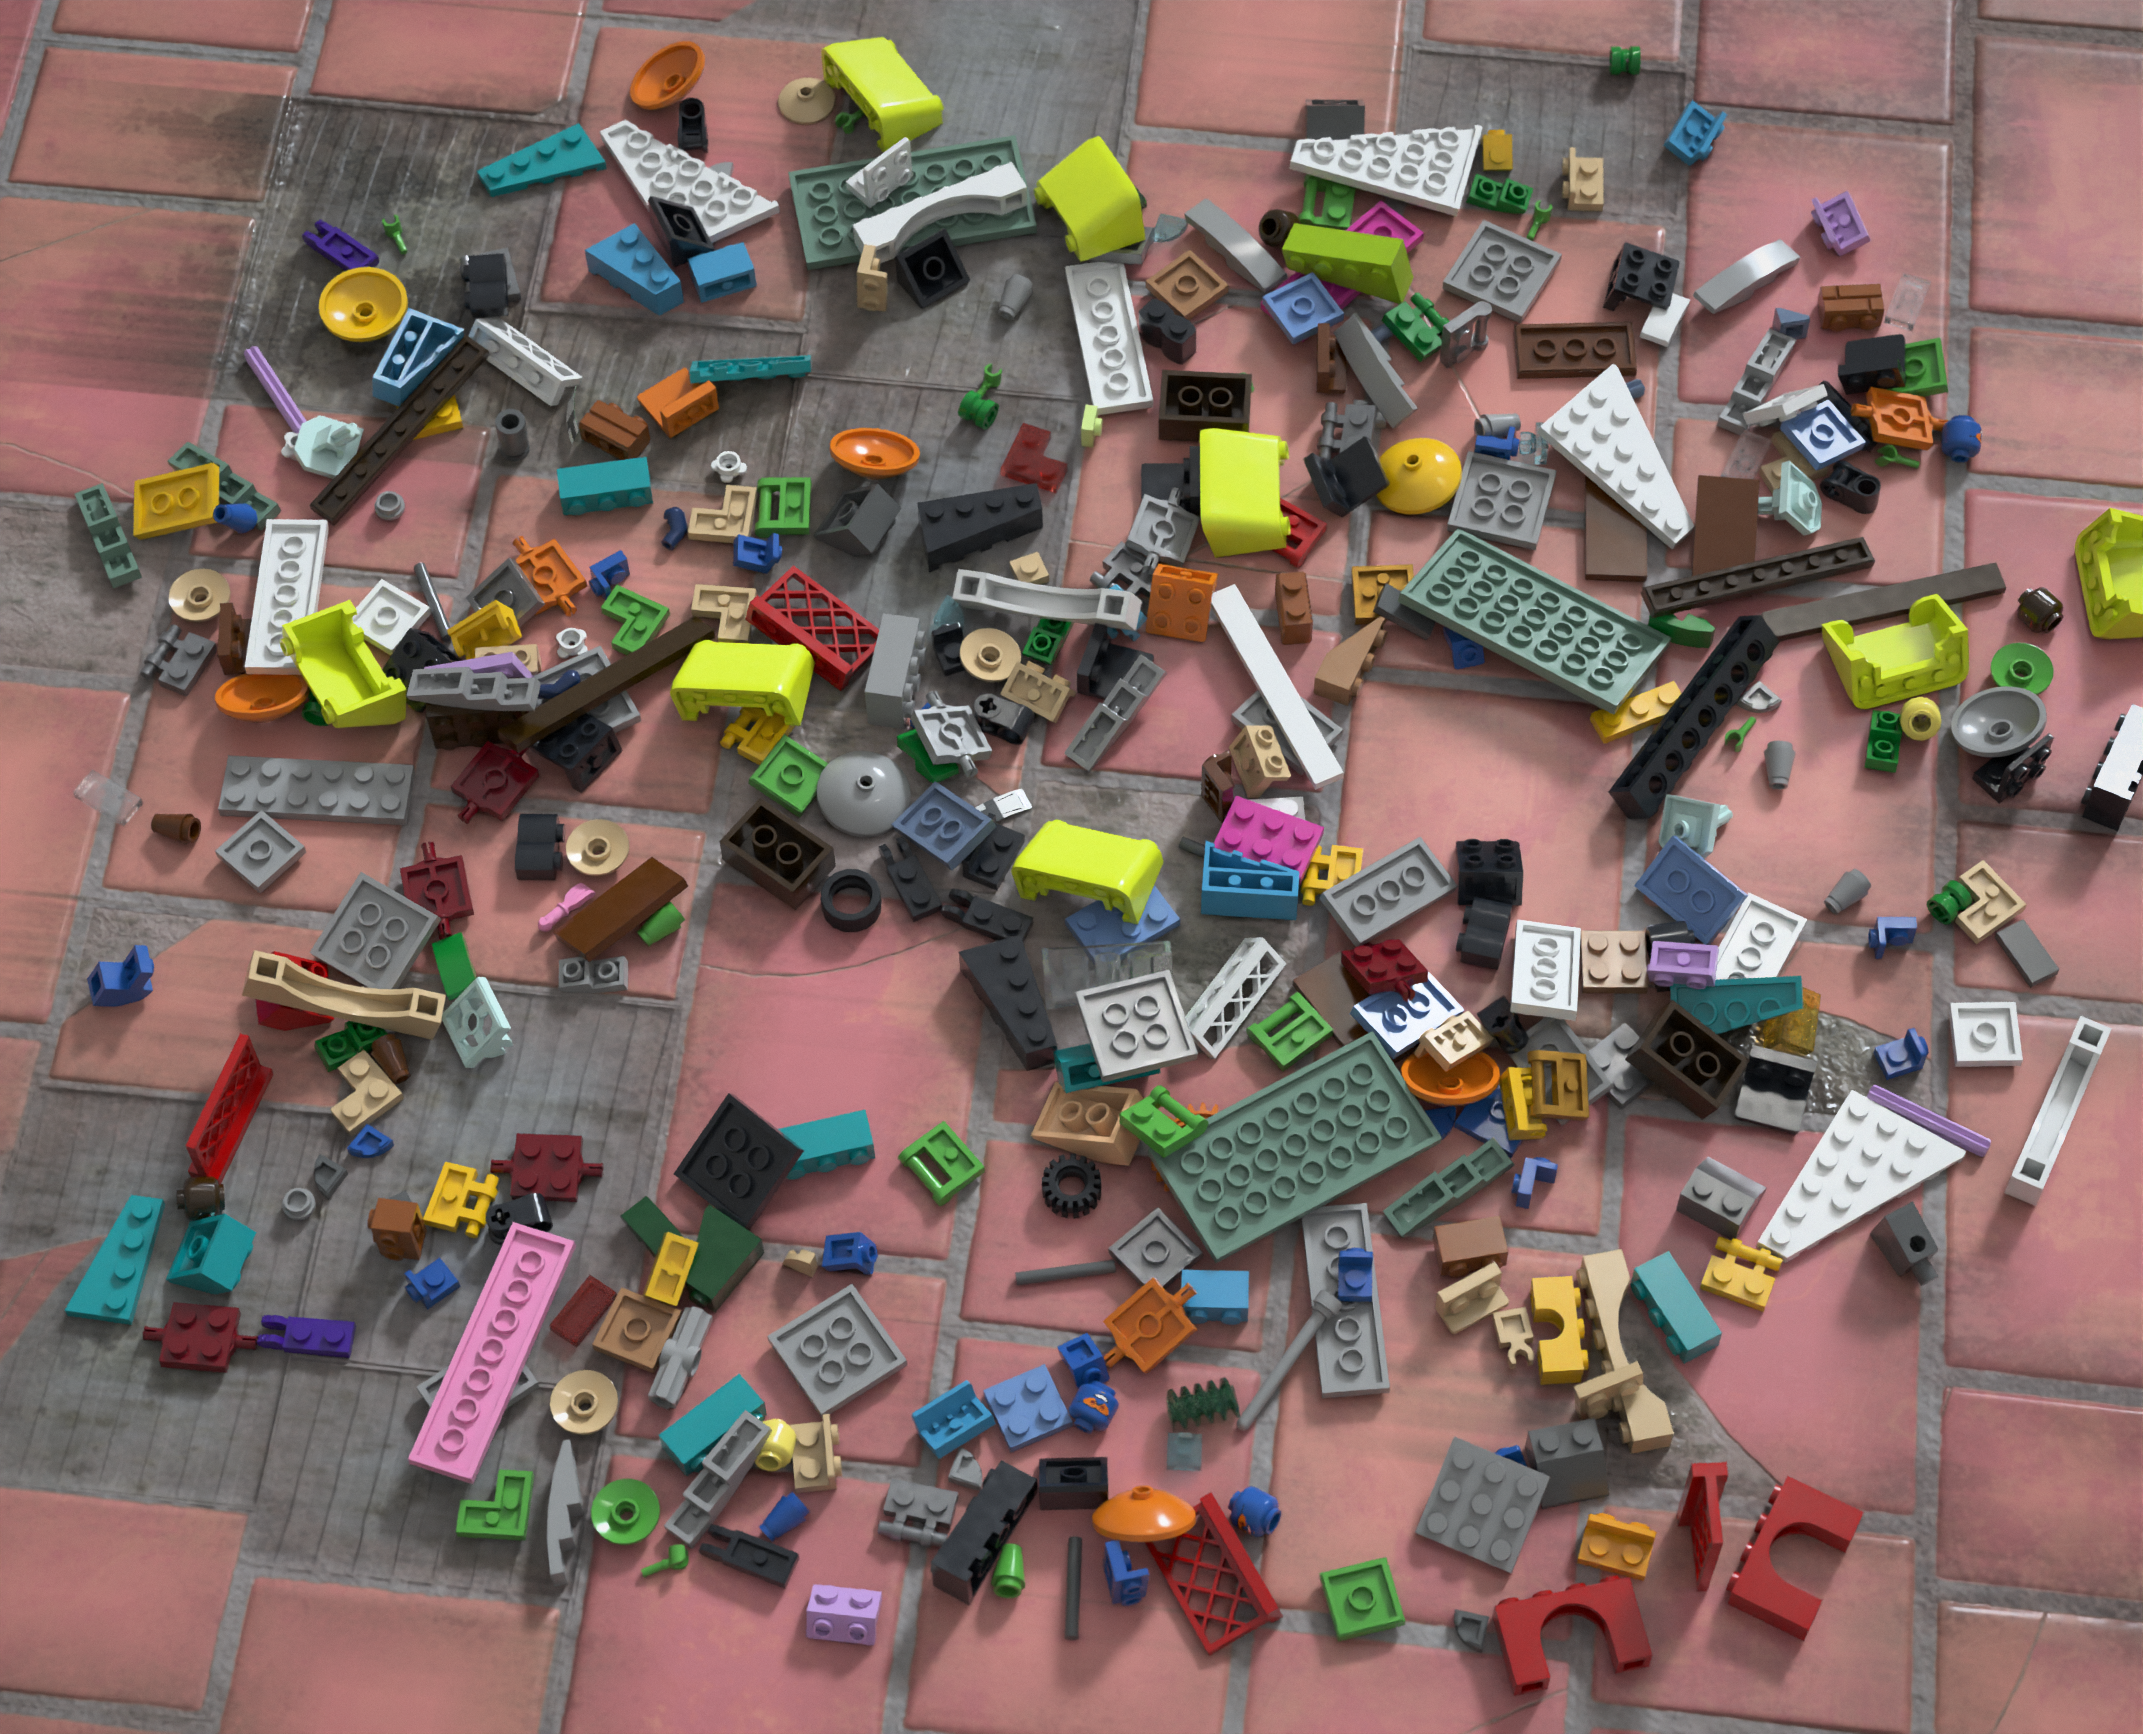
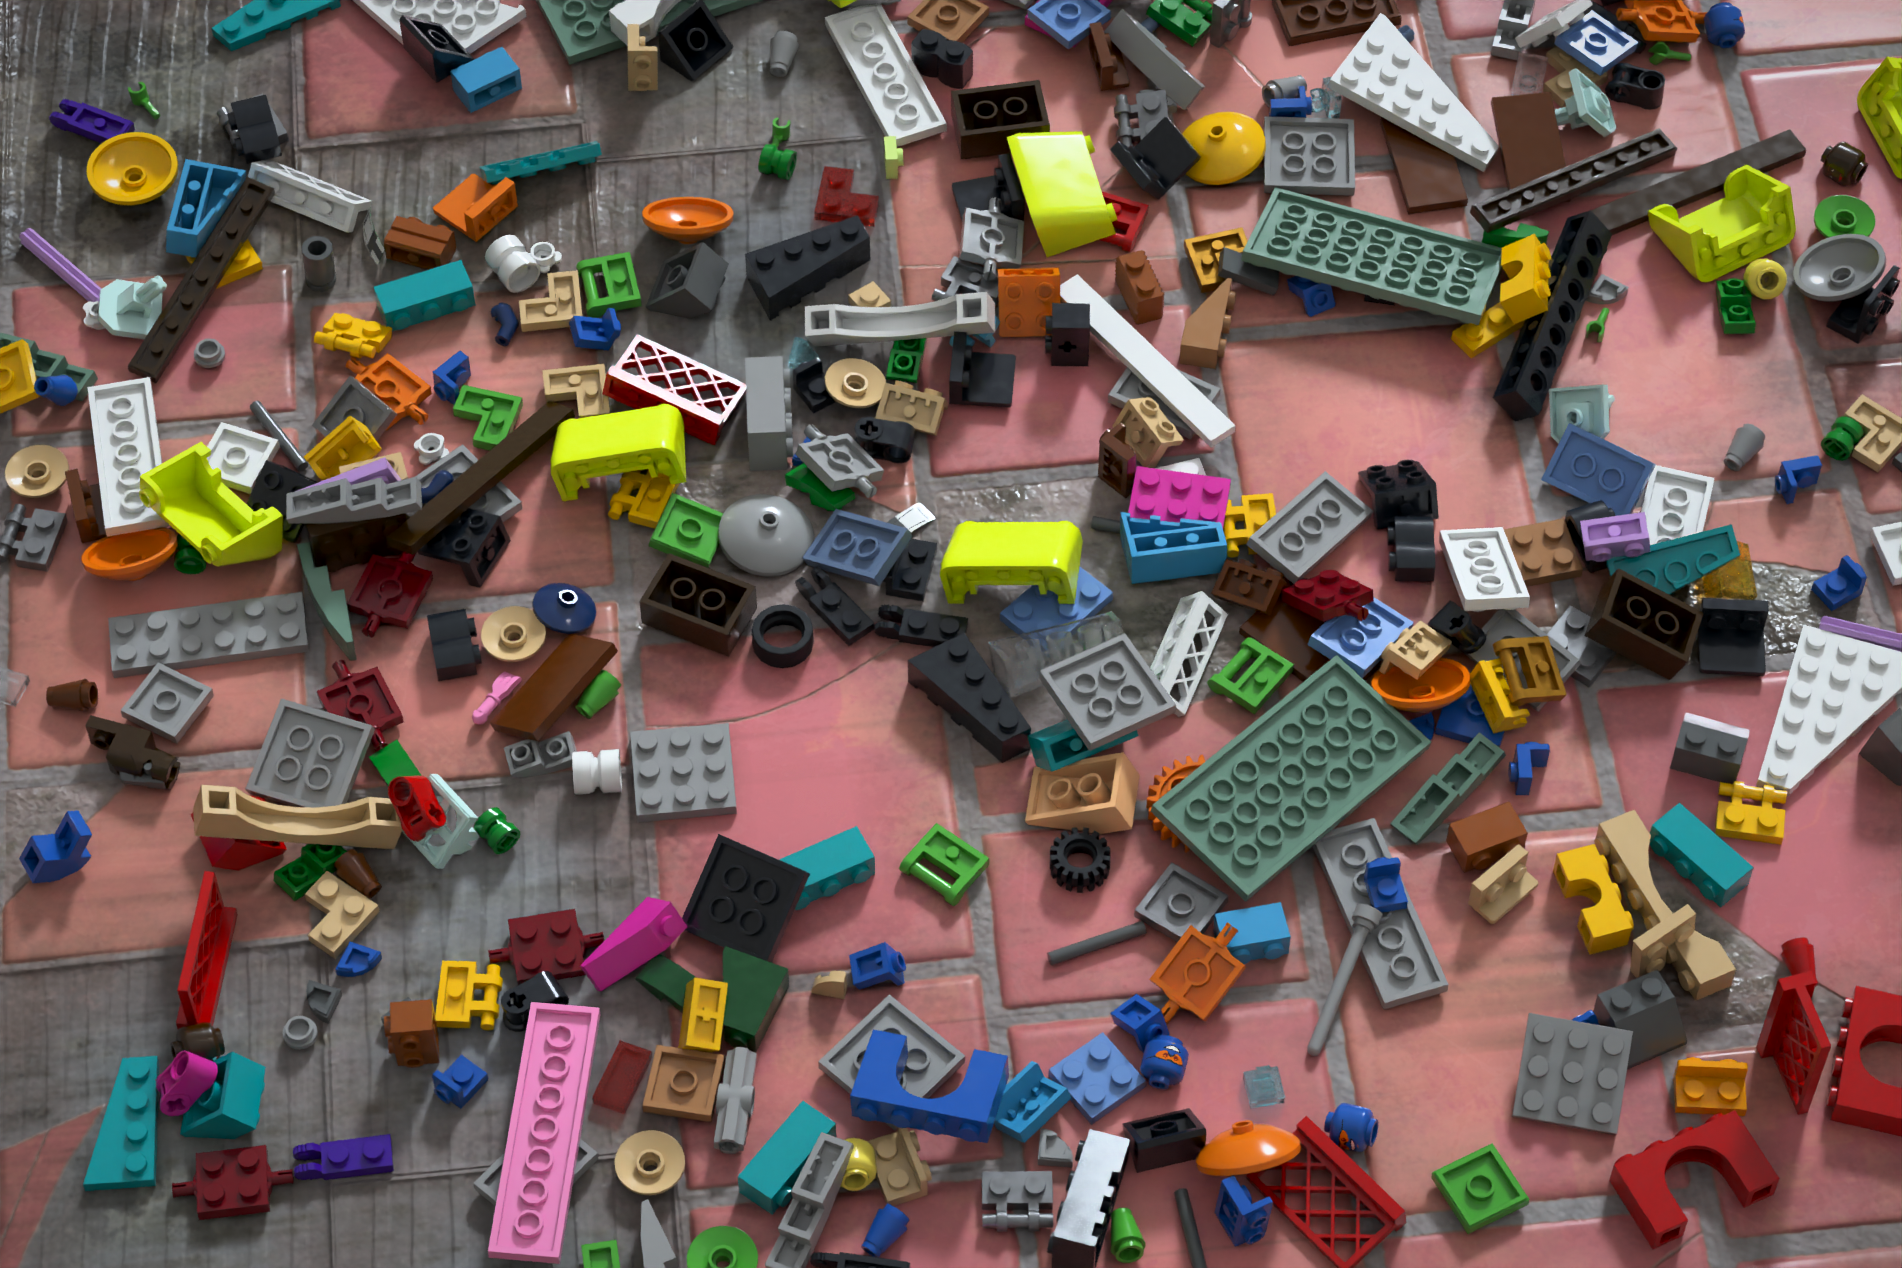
camera: 15 degrees left, 5 degrees down
(178, 1232) = (184, 1082): none -> dark pink piece
(216, 898) = (133, 754): none -> dark brown plate
(434, 780) = (329, 604): none -> sand green slope
(457, 1002) = (416, 805): none -> red piece
(527, 514) = (353, 335): none -> yellow plate
(529, 1040) = (498, 832): none -> green wheel
(626, 1181) = (634, 942): none -> dark pink slope
(637, 268) = (401, 89): dark azure wedge -> none
(639, 1003) = (597, 772): none -> white wheel
(649, 839) = (564, 608): none -> dark blue dish
(696, 469) = (512, 263): none -> white wheel
(721, 1019) = (683, 772): none -> light grey plate
(885, 1420) = (962, 1114): none -> blue arch
(1115, 713) = (994, 413): light grey slope -> none
(1156, 1128) = (1155, 783): bright green plate -> none
(1201, 1403) = (1267, 1035): clear green piece -> none
(1208, 645) = (1069, 334): none -> black brick
(1311, 941) = (1248, 586): none -> reddish brown bracket
(1471, 1629) = (1593, 1195): dark grey tile -> none
(1515, 1332) = (1552, 909): tan plate -> none
(1682, 659) = (1528, 270): none -> yellow arch
(1743, 1437) = (1799, 956): none -> red cone
(1779, 763) = (1643, 341): light grey cone -> none

